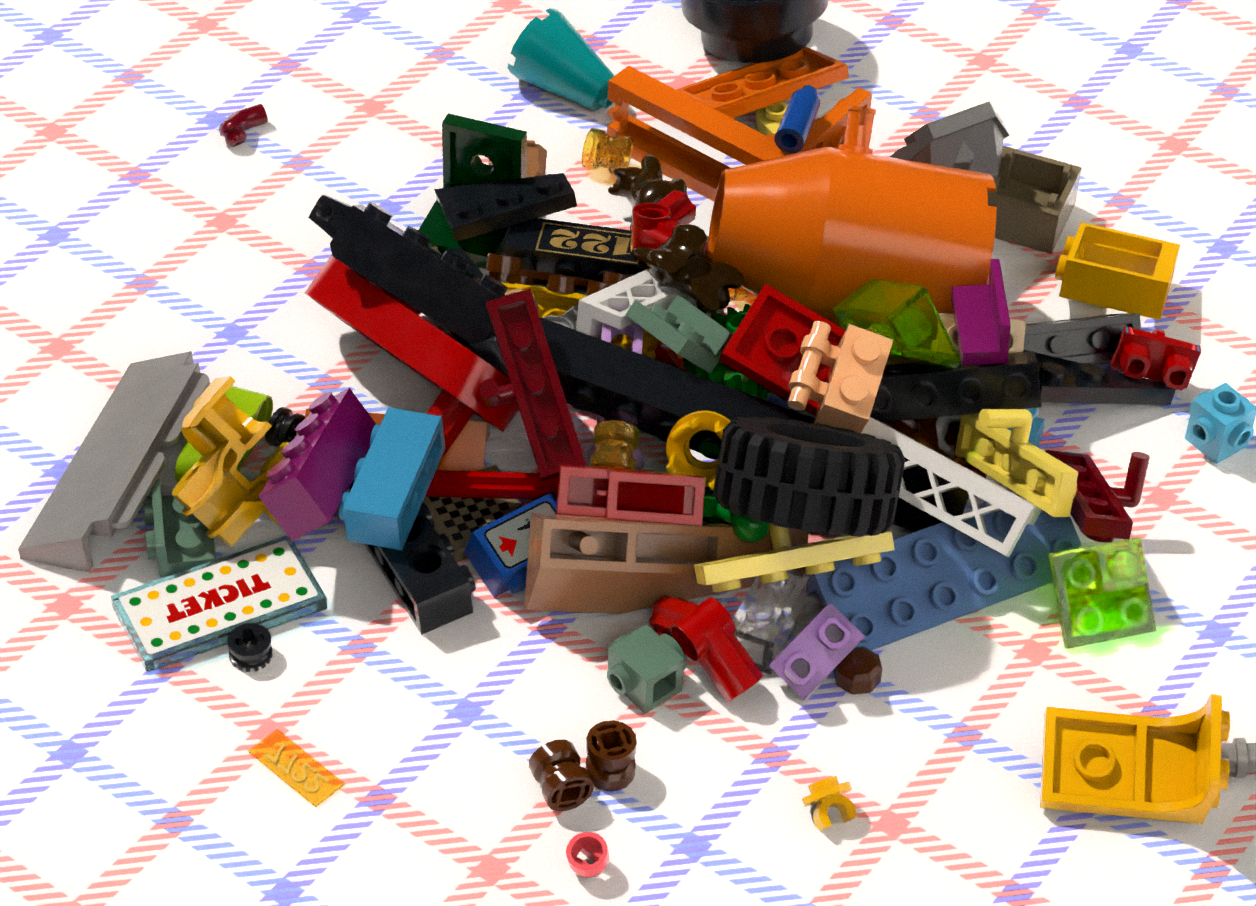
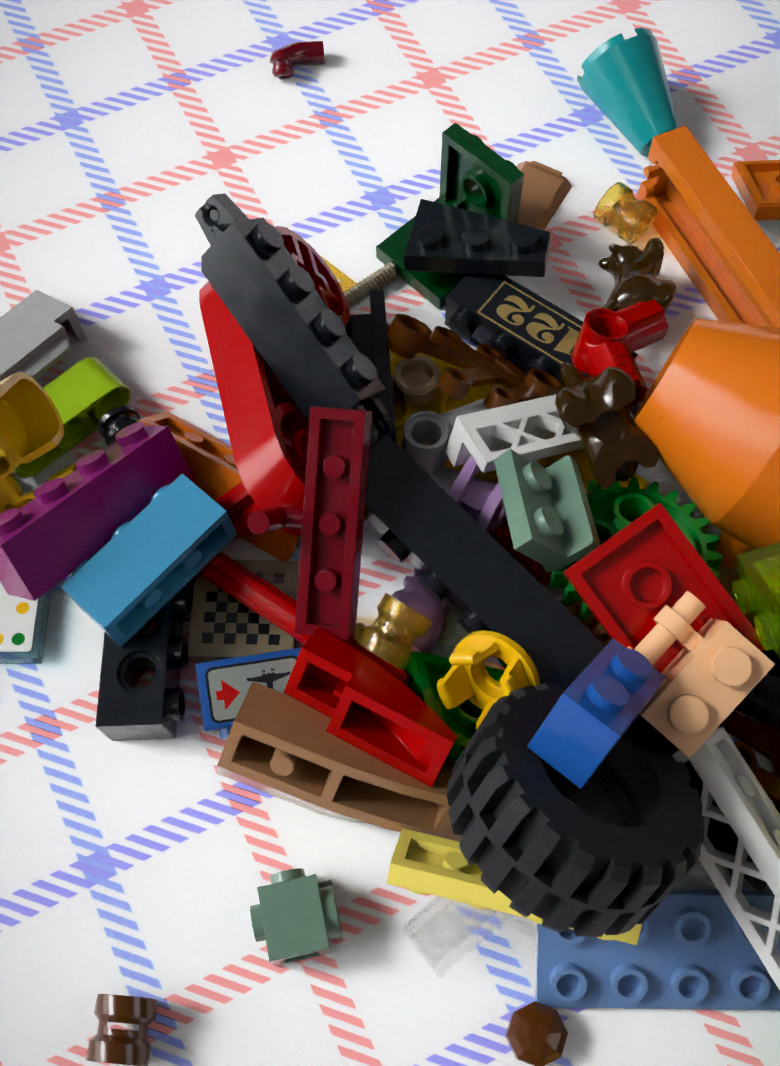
camera: 30 degrees right, 20 degrees up
(611, 755) = (198, 1033): reddish brown wheel -> none
(707, 635) = (371, 928): red piece -> none
(795, 396) = (596, 712): none -> blue brick
(816, 651) = (489, 1005): medium lavender hips -> none

